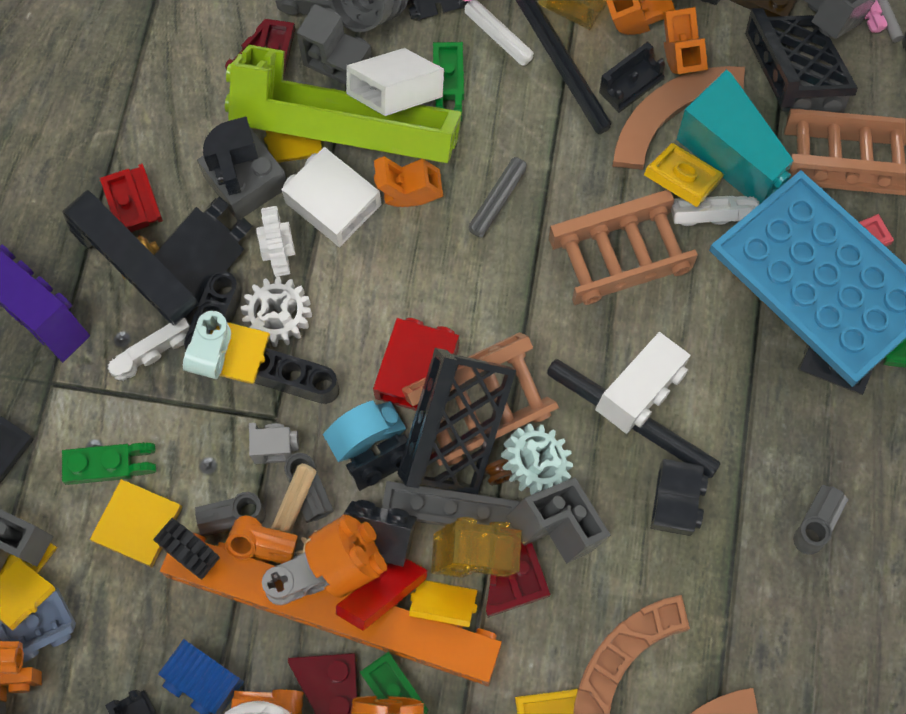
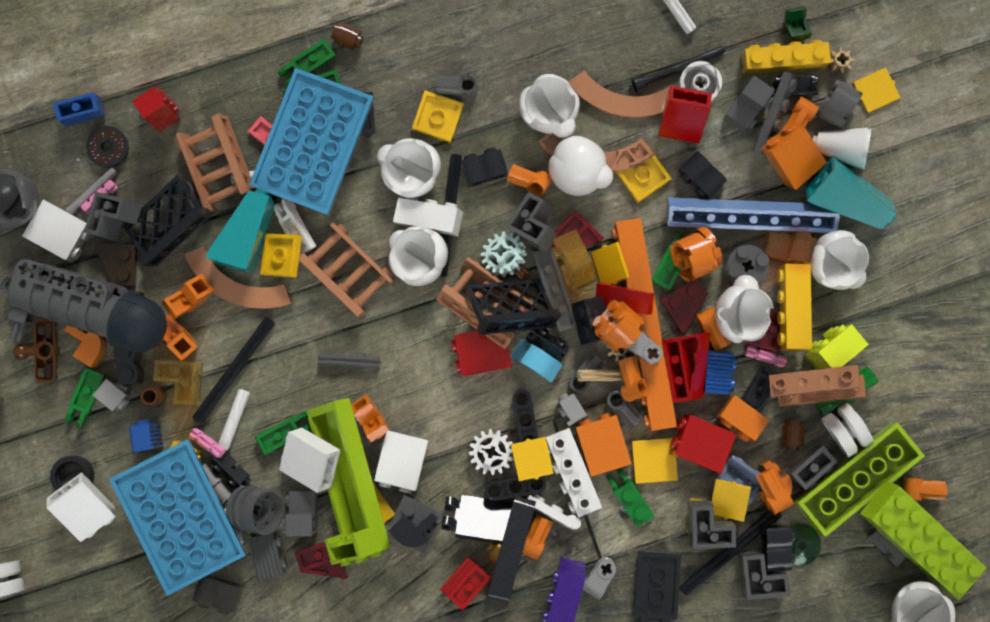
camera: 120 degrees left, 15 degrees up
(29, 365) = (597, 580): none -> light grey piece
(114, 674) = (742, 419): none -> orange brick
(115, 597) = (702, 443): none -> red brick
(129, 308) = (536, 537): none -> orange piece
(185, 401) = (573, 473): none -> white brick
(186, 548) = (661, 414): black tyre -> none
(198, 460) = (602, 444): none -> orange brick
(207, 351) = (543, 470): light aqua piece -> none
(236, 633) = (687, 365): none -> red wedge
(275, 241) = (451, 474): white gear -> none
(593, 339) = (417, 255): none -> white piece
(612, 631) = (579, 166): none -> white piece
(620, 555) = (534, 182): none -> orange piece
(632, 77) = (227, 318): black hinge -> none
(726, 634) = (550, 106): none -> white piece
(727, 388) = (409, 167): none -> white piece
(785, 473) = (437, 116): none -> yellow tile

